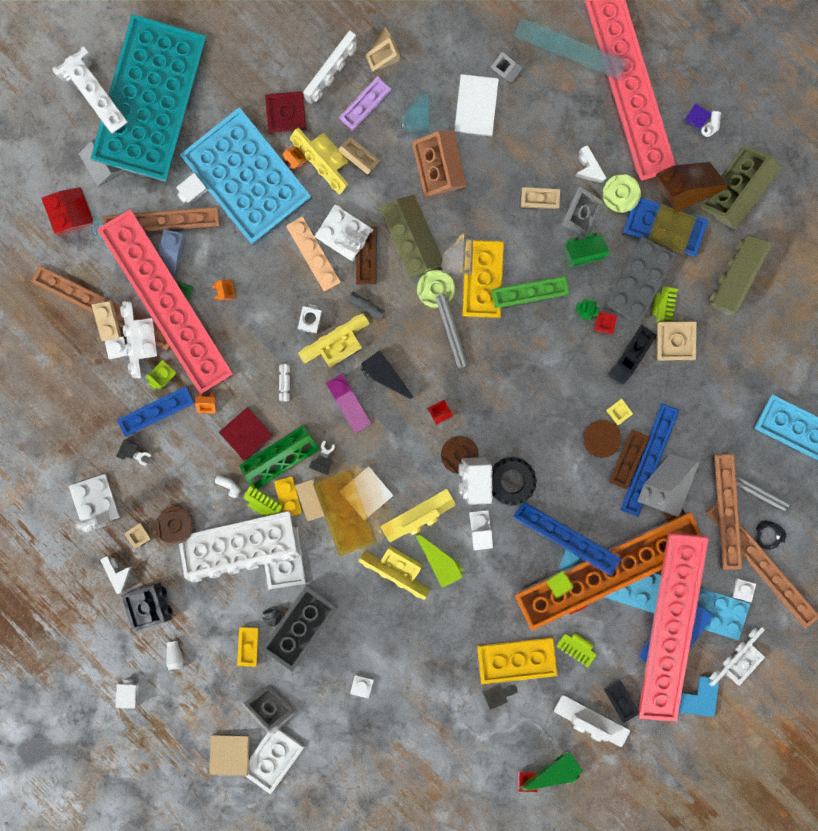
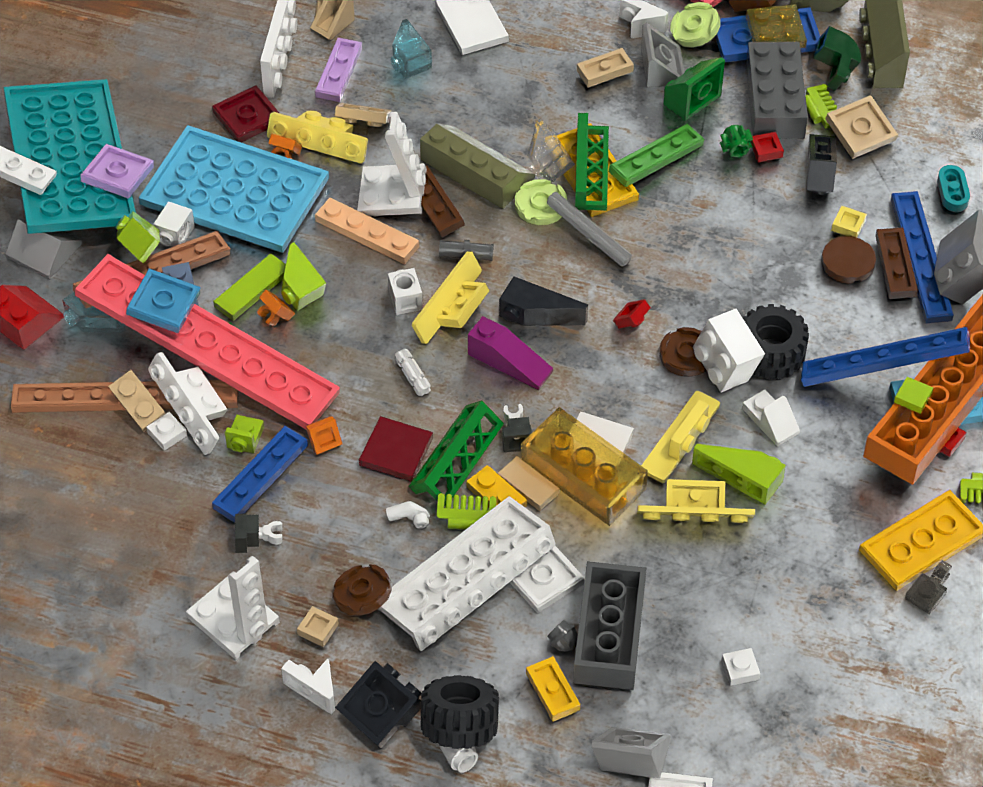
camera: 25 degrees left, 35 degrees down
(147, 266) = (163, 300): none -> dark azure plate
(159, 199) = (138, 236): none -> lime slope
(170, 133) = (117, 171): none -> lavender tile
(194, 631) = (459, 711): none -> black tyre
(219, 262) = (250, 287): none -> lime tile
(247, 279) = (301, 280): none -> lime slope
(439, 163) = (463, 82): nougat slope -> none
(475, 277) = (583, 161): none -> green fence
(701, 276) = (840, 53): none -> dark green brick
(703, 420) = (954, 194): none -> teal plate

